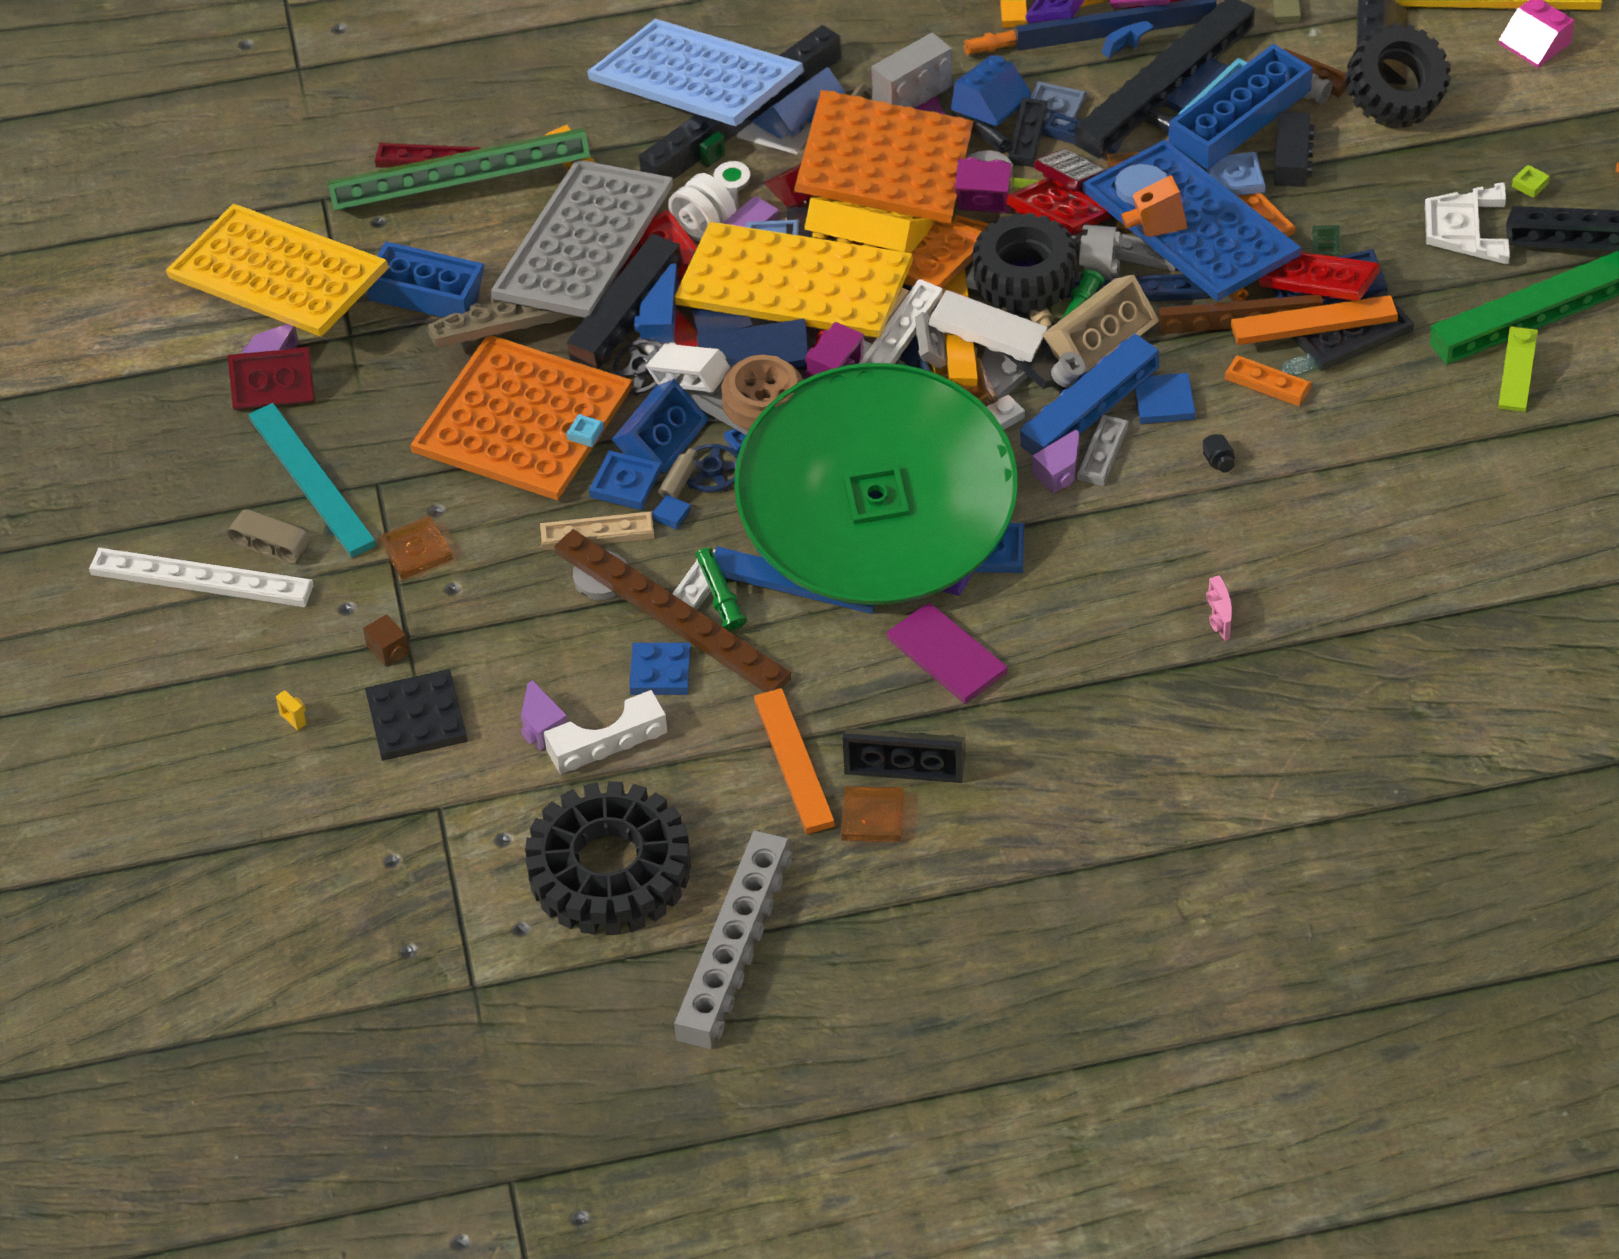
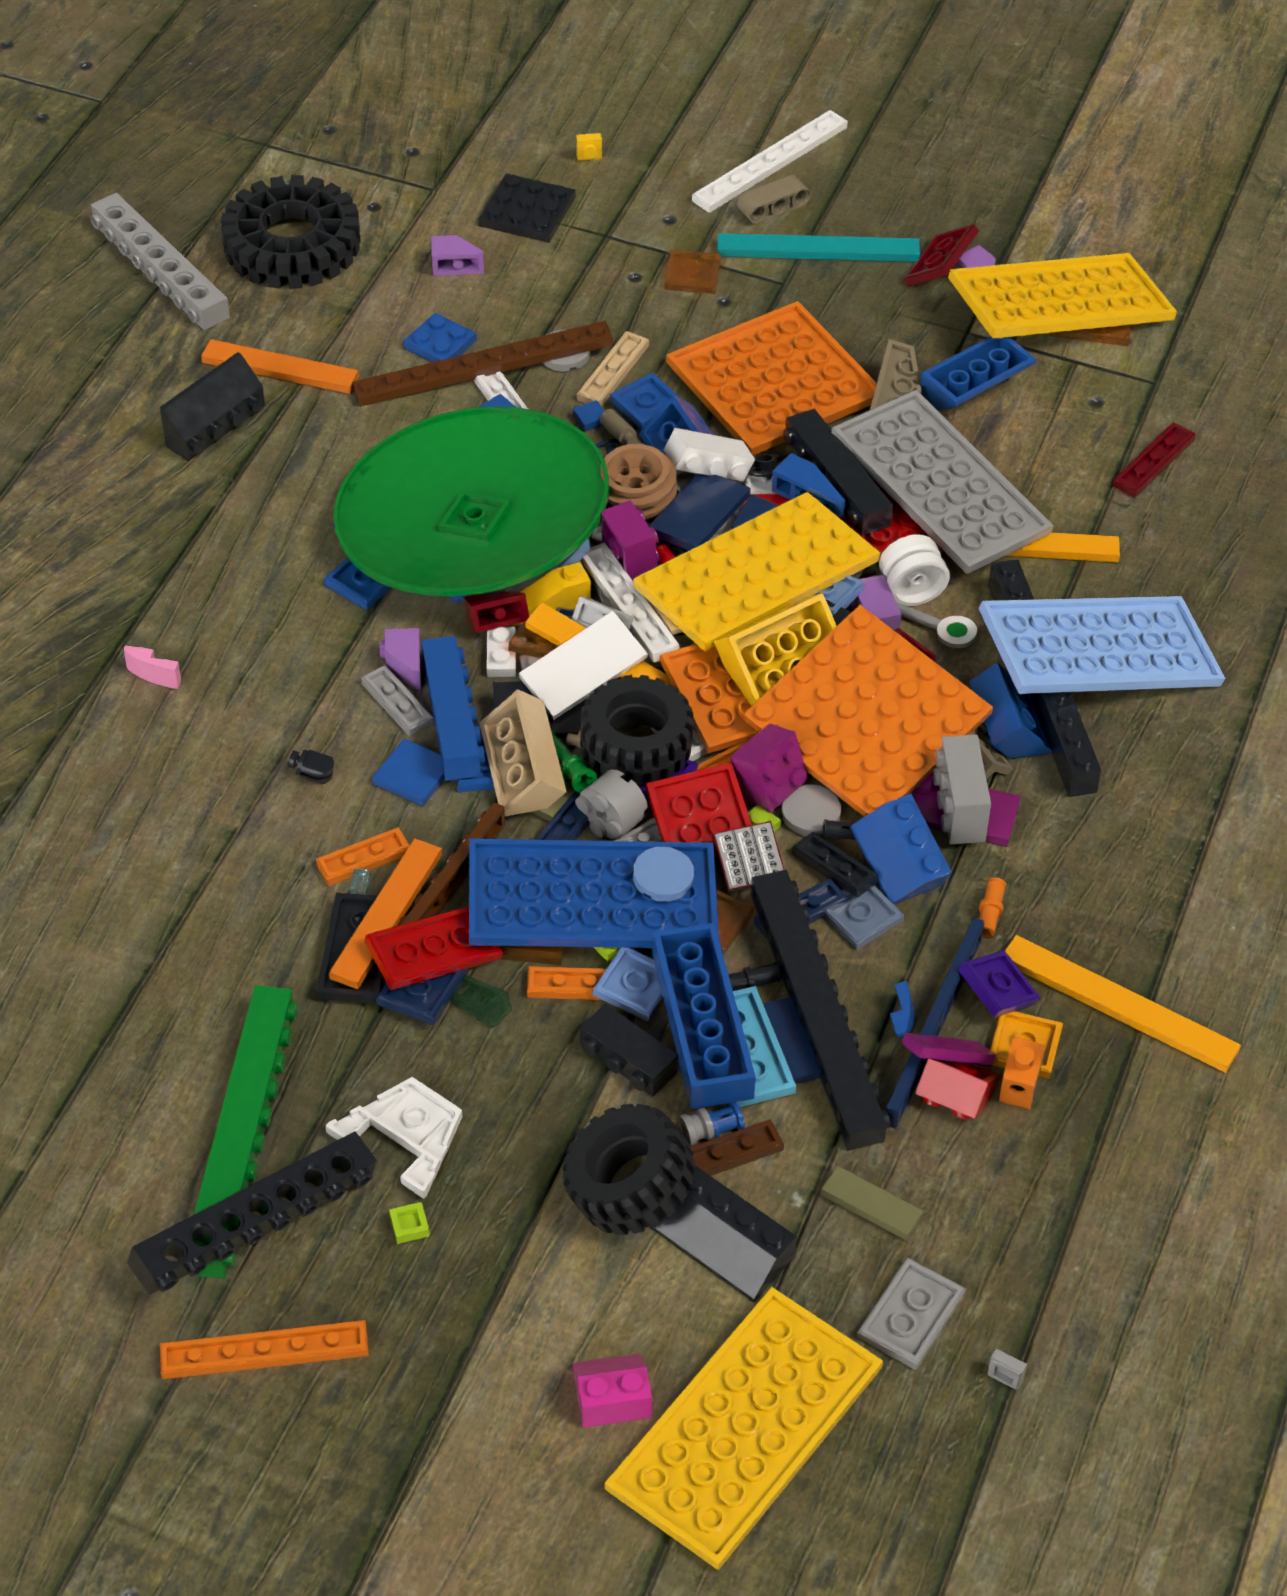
camera: 120 degrees right, 0 degrees up
(386, 640) = (606, 213): reddish brown brick -> none
(458, 168) = (1102, 453): green brick -> none
(575, 746) = (409, 261): white arch -> none
(585, 430) = (715, 393): medium azure tile -> none
(724, 600) = (460, 389): green pin -> none
(872, 814) = (179, 376): clear orange tile -> none
(947, 653) = (286, 494): magenta tile -> none
(1068, 369) = (481, 700): light grey wheel -> none
(1157, 209) = (606, 831): orange torso -> none
(1517, 369) = (191, 1039): lime slope -> none

